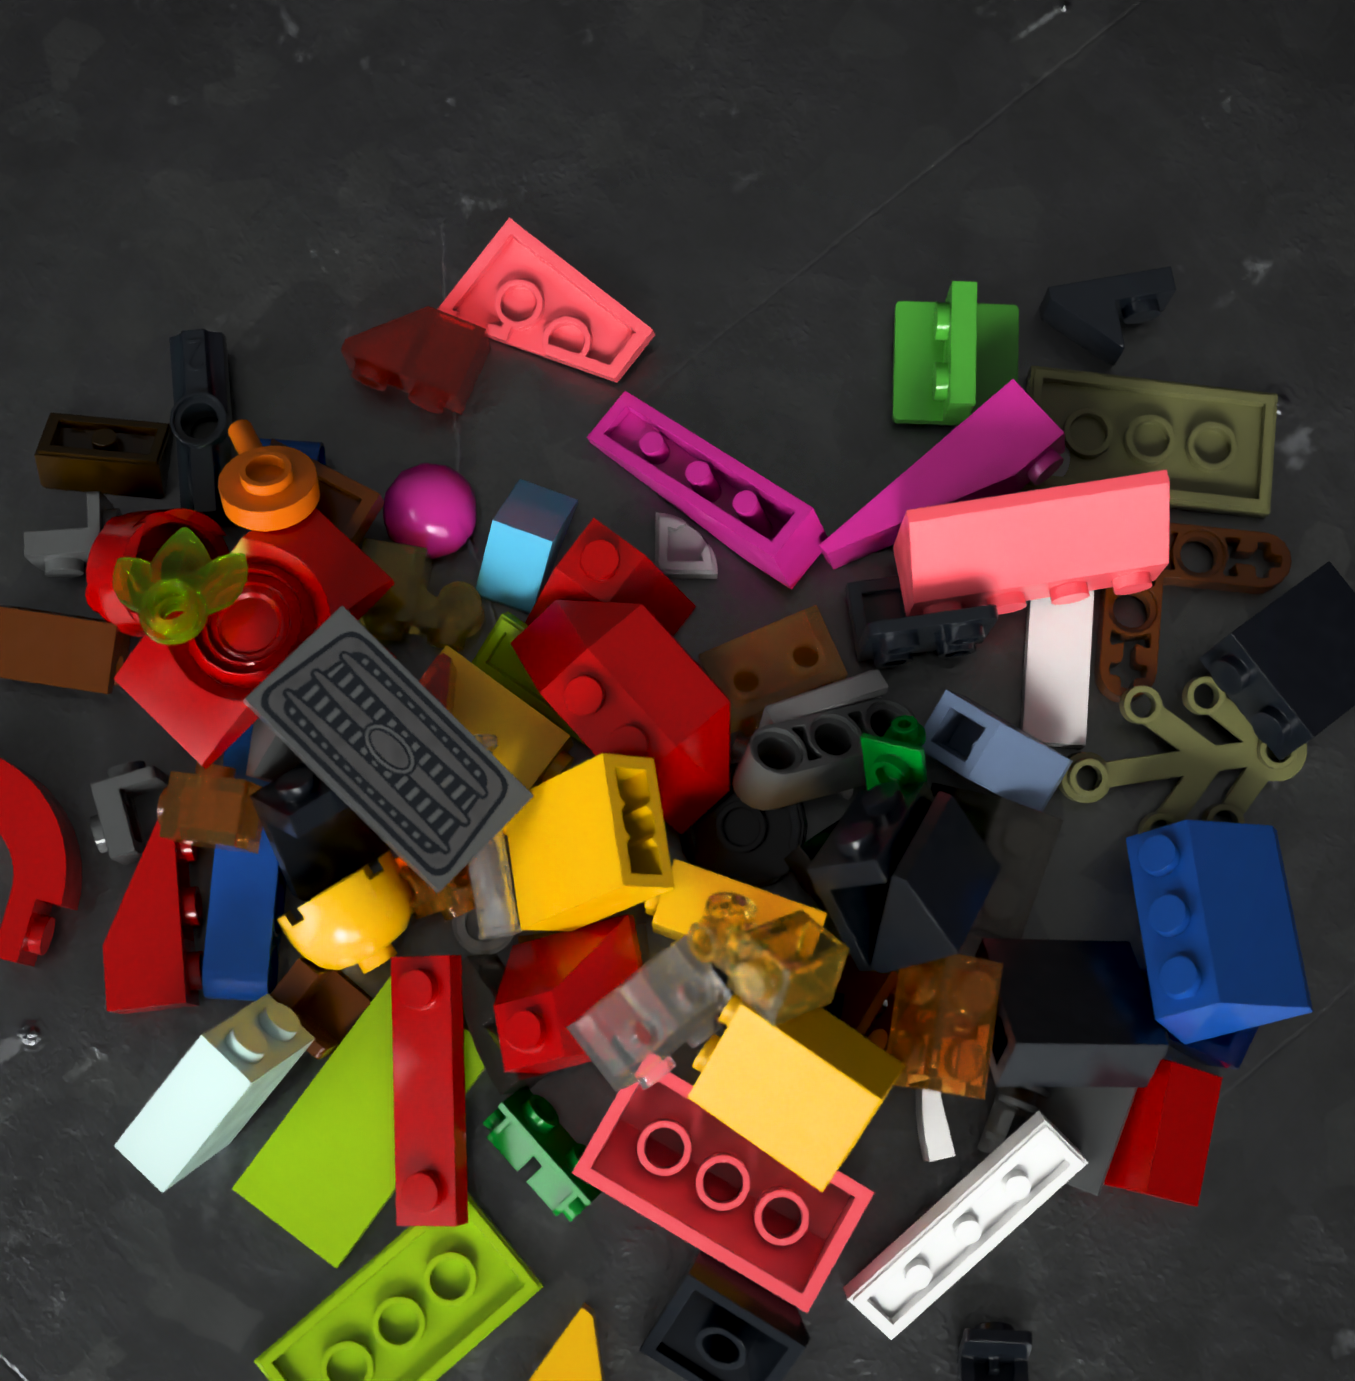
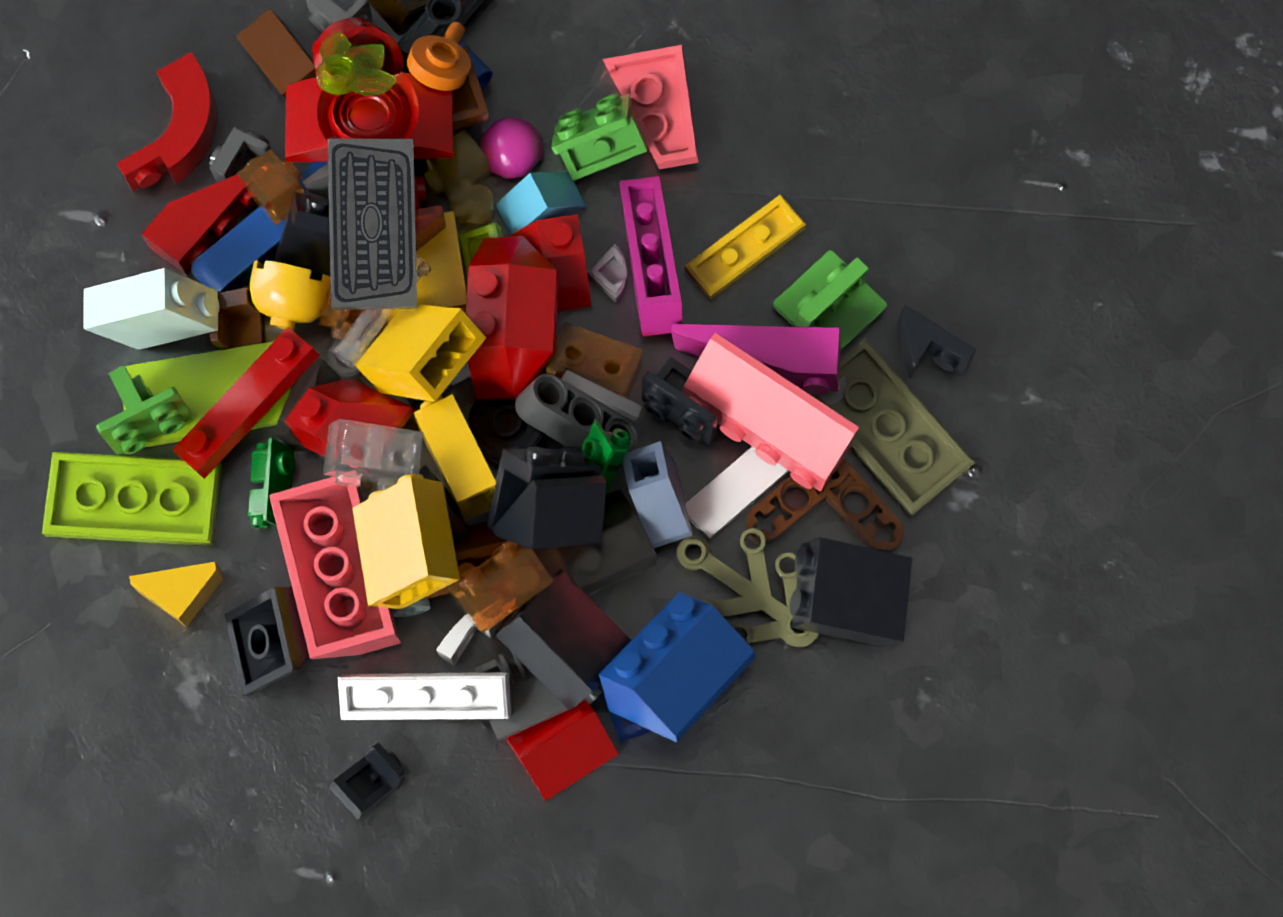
camera: 45 degrees right, 5 degrees down
(311, 1214) = (145, 414): none -> bright green bracket
(421, 354) = (578, 72): clear red slope -> none
(519, 406) = (598, 136): none -> bright green bracket
(772, 966) = (441, 473): clear yellow brick -> none
(798, 384) = (745, 247): none -> yellow tile

